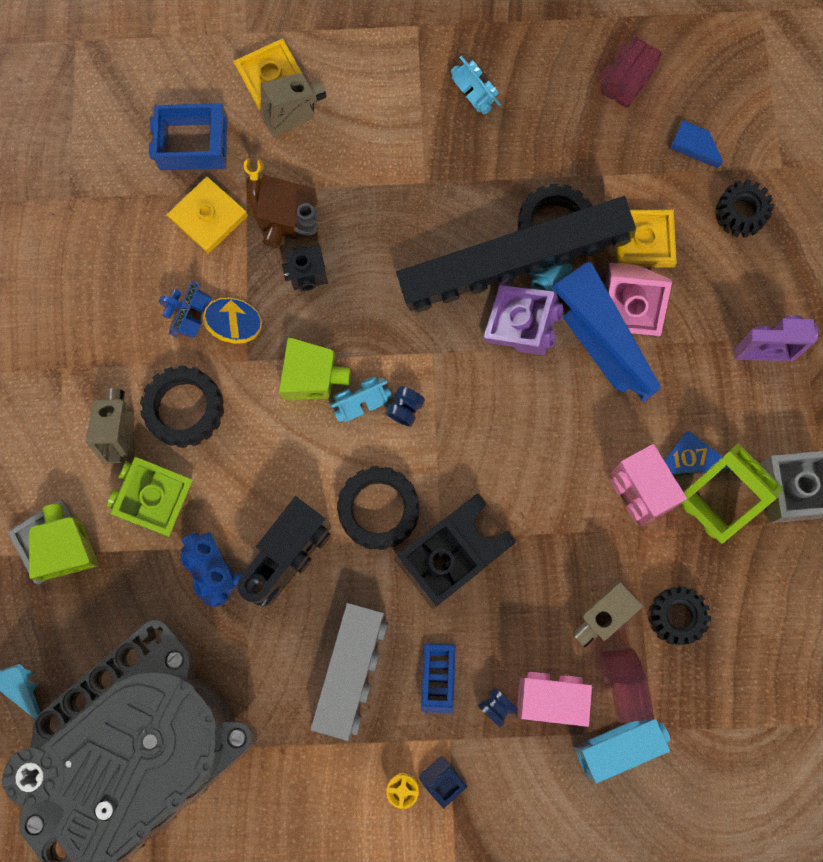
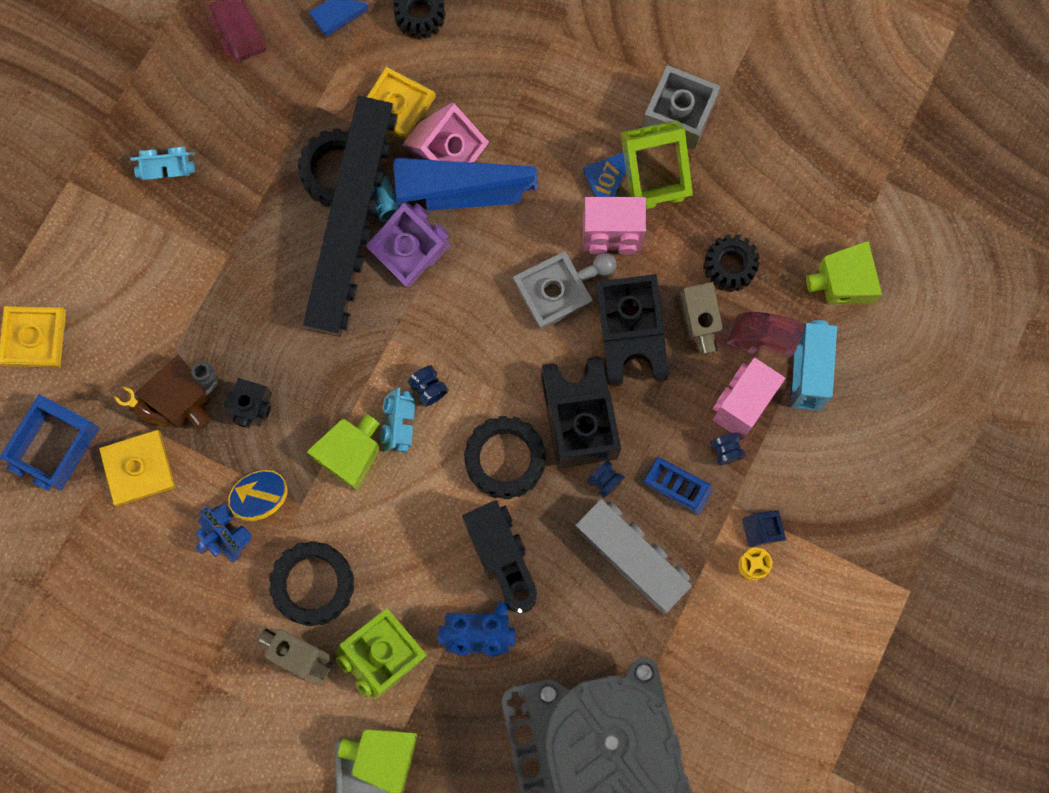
camera: 65 degrees left, 0 degrees up
(289, 102) = (76, 334): dark tan torso -> none
(407, 608) = (605, 479): none -> dark blue wheel
(551, 560) = (635, 335): none -> black brick
(562, 486) = (560, 272): none -> light grey plate
(733, 736) = (847, 277): none -> lime torso
(782, 343) = (553, 51): medium lavender plate -> none

